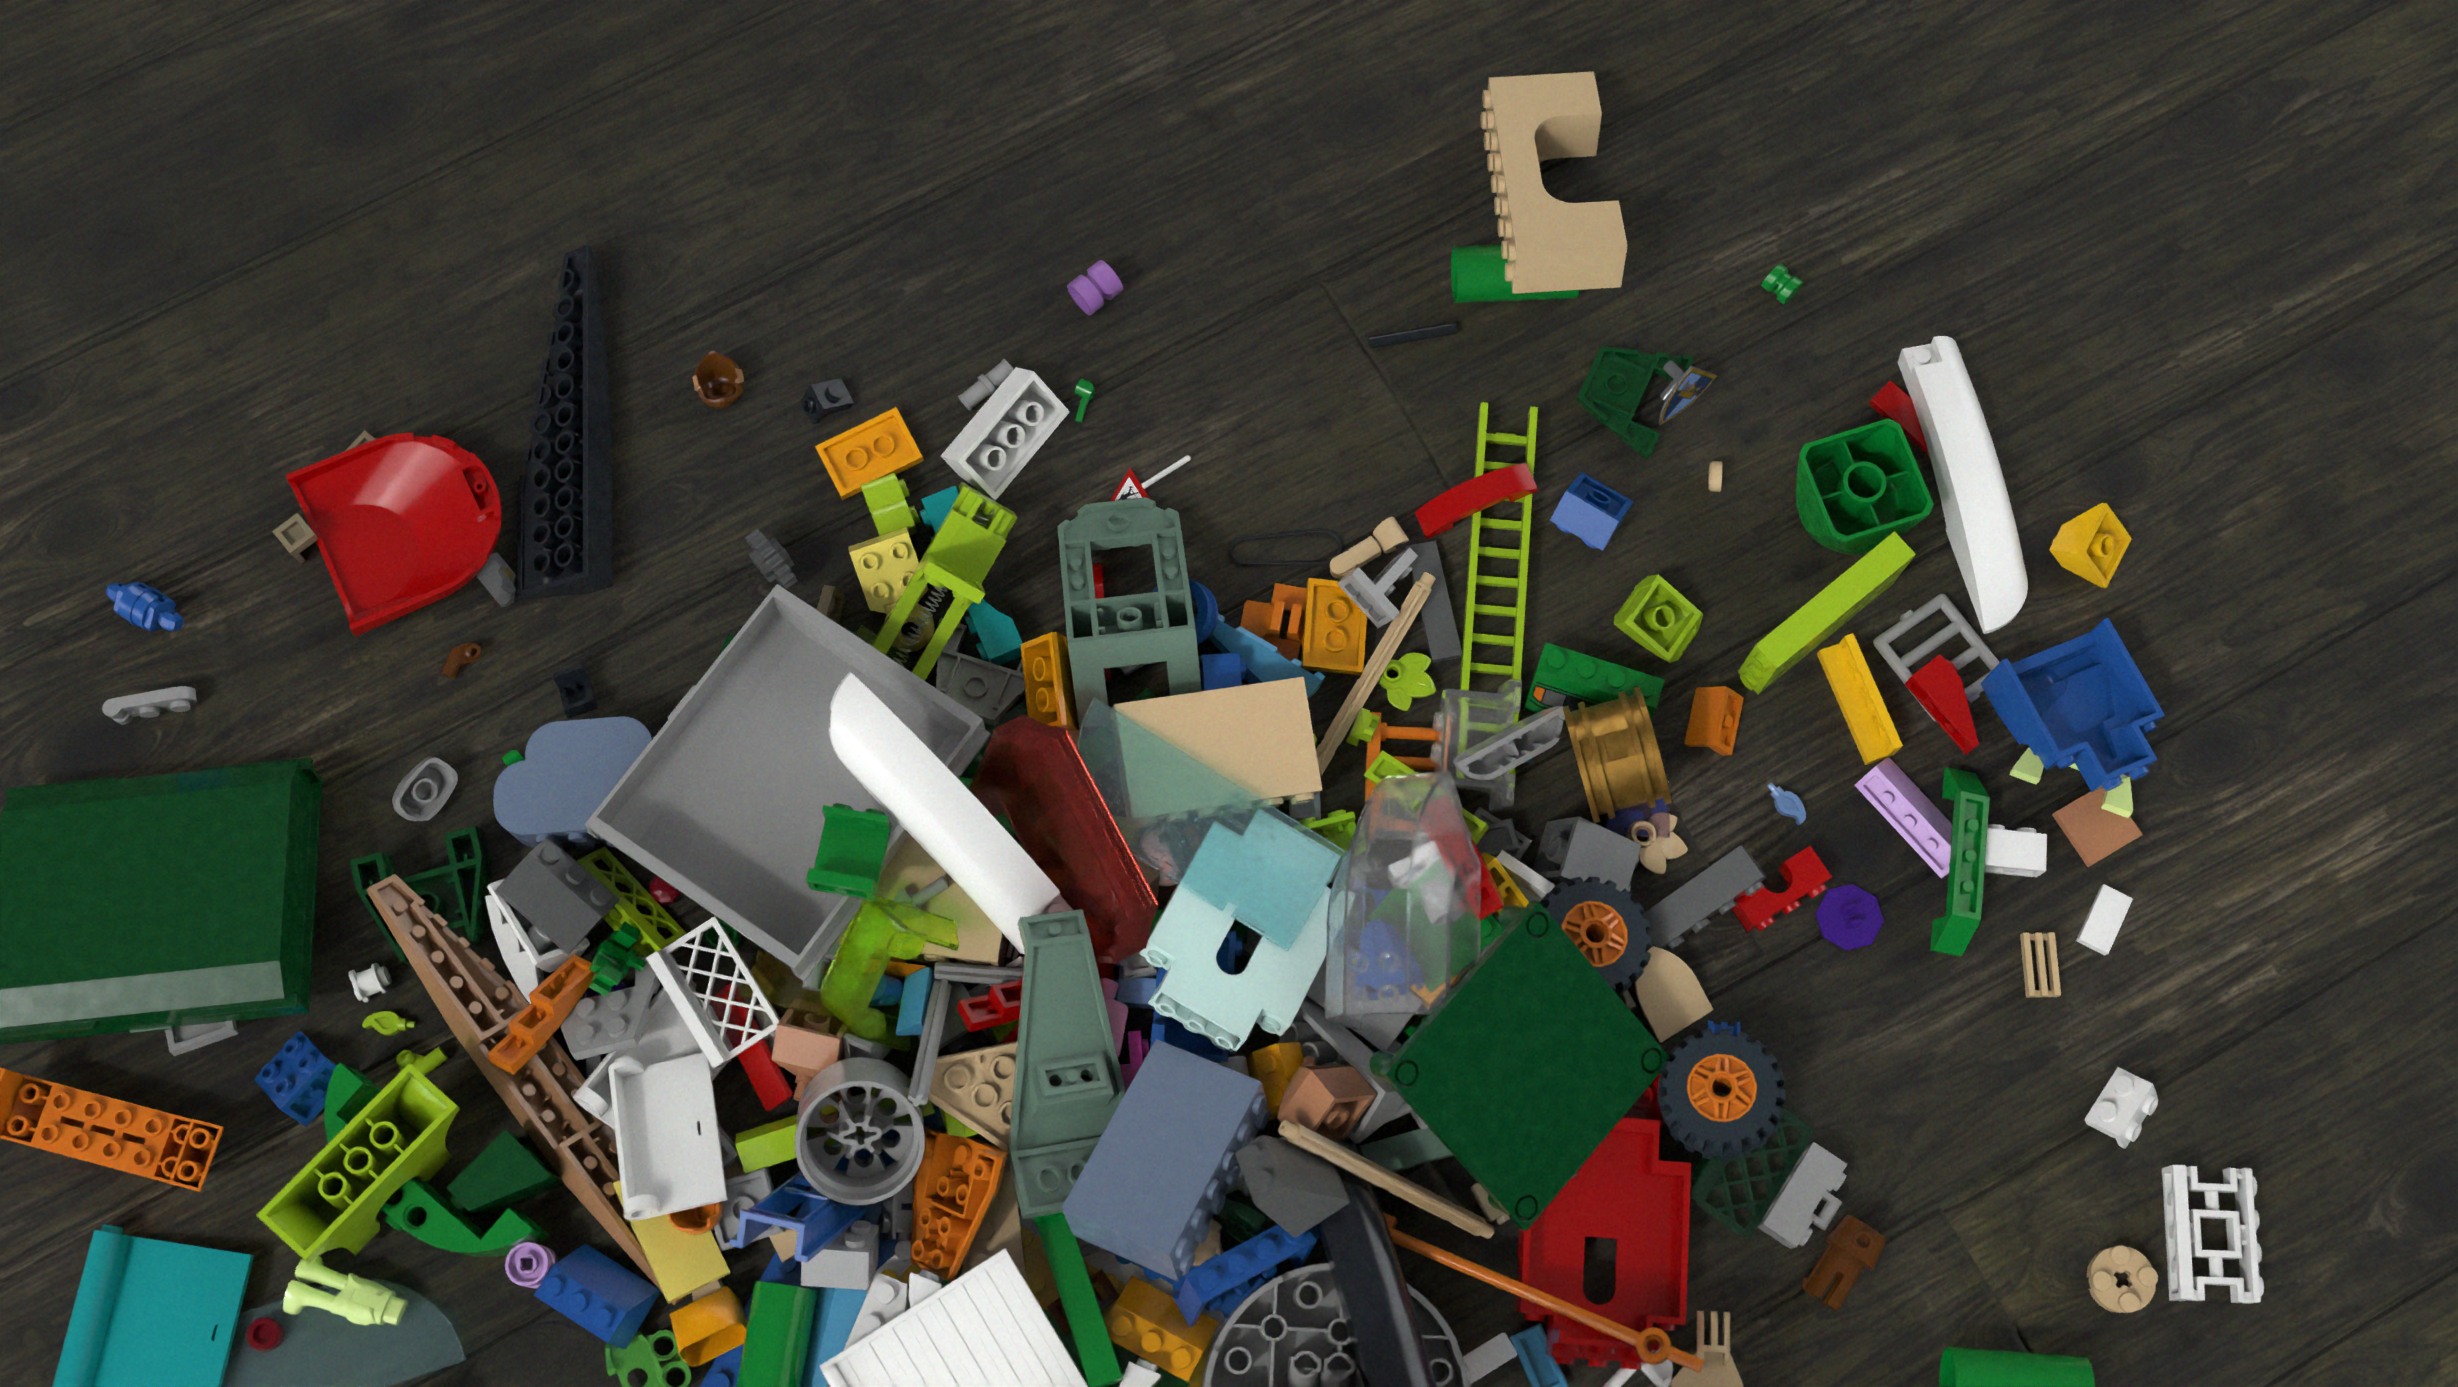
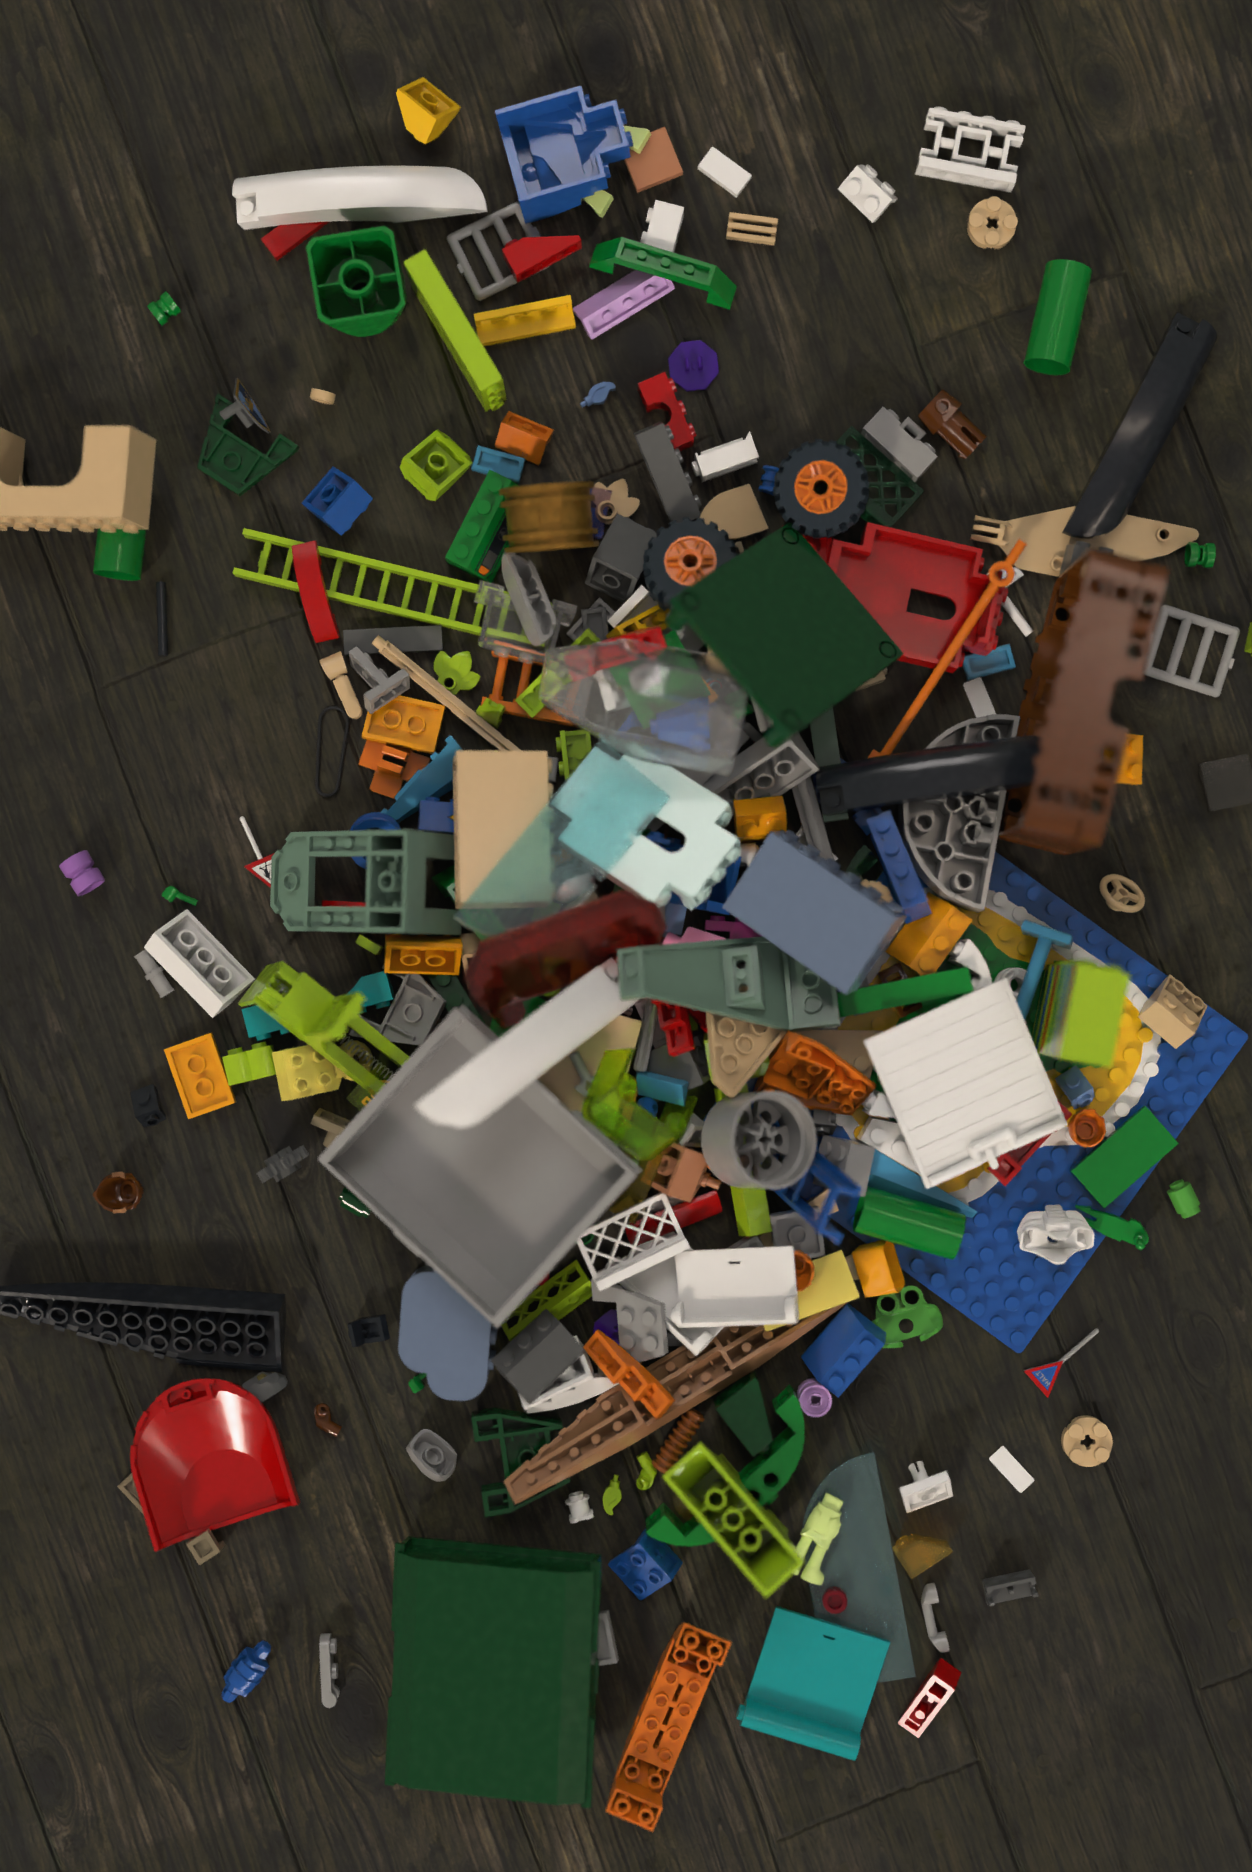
camera: 85 degrees left, 15 degrees up
(469, 1098) = (678, 1440): none -> dark orange piece
(612, 960) = (595, 1317): green piece -> none
(850, 852) = (551, 1122): green panel -> none
(929, 1042) = (700, 1079): light grey axle -> none
(1054, 621) = (369, 944): none -> lime tile
(1291, 1183) = (848, 819): dark grey slope -> none
(1326, 1099) = (786, 788): nougat piece -> none
(1385, 1179) = (849, 751): tan piece -> none
(1675, 695) = (499, 462): none -> dark azure tile
(1738, 972) = (725, 458): none -> white window

